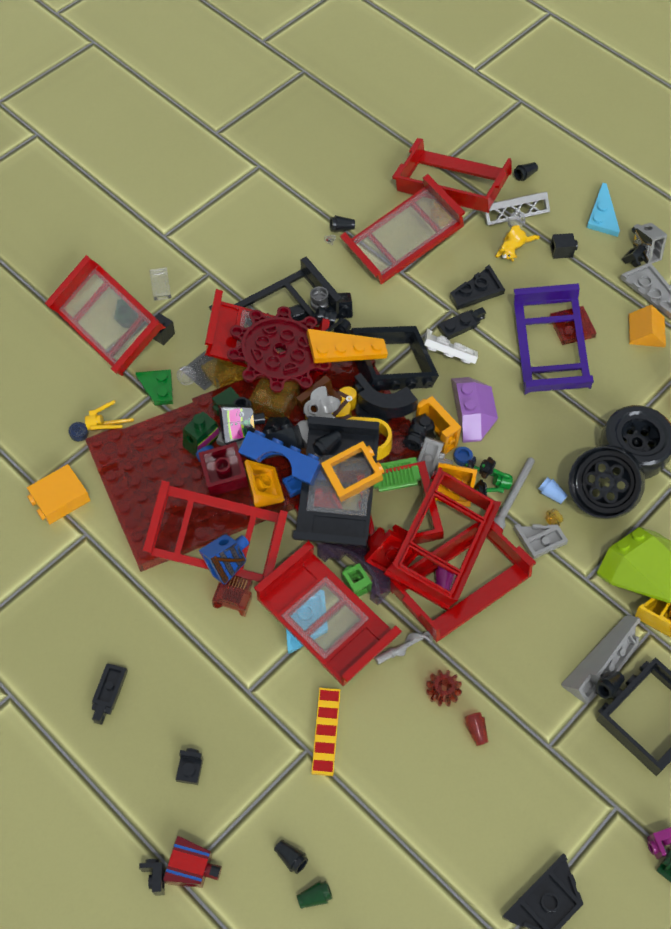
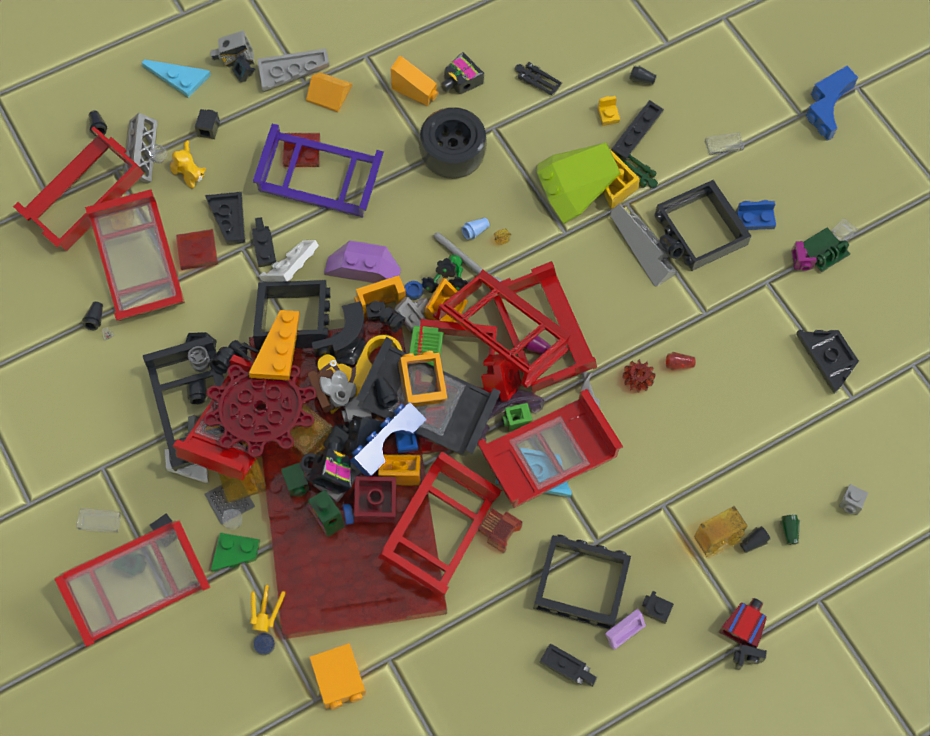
camera: 75 degrees left, 5 degrees up
(157, 738) = (625, 629): none -> lavender tile
(175, 723) = (573, 612): none -> black window
(224, 556) = (469, 521): blue torso -> none
(285, 811) = (720, 532): none -> clear yellow brick
(326, 732) = (651, 483): tile -> none
(434, 275) = (197, 249): none -> clear red plate
(540, 539) = (519, 254): light grey wing -> none
(625, 499) = (510, 179): black wheel -> none

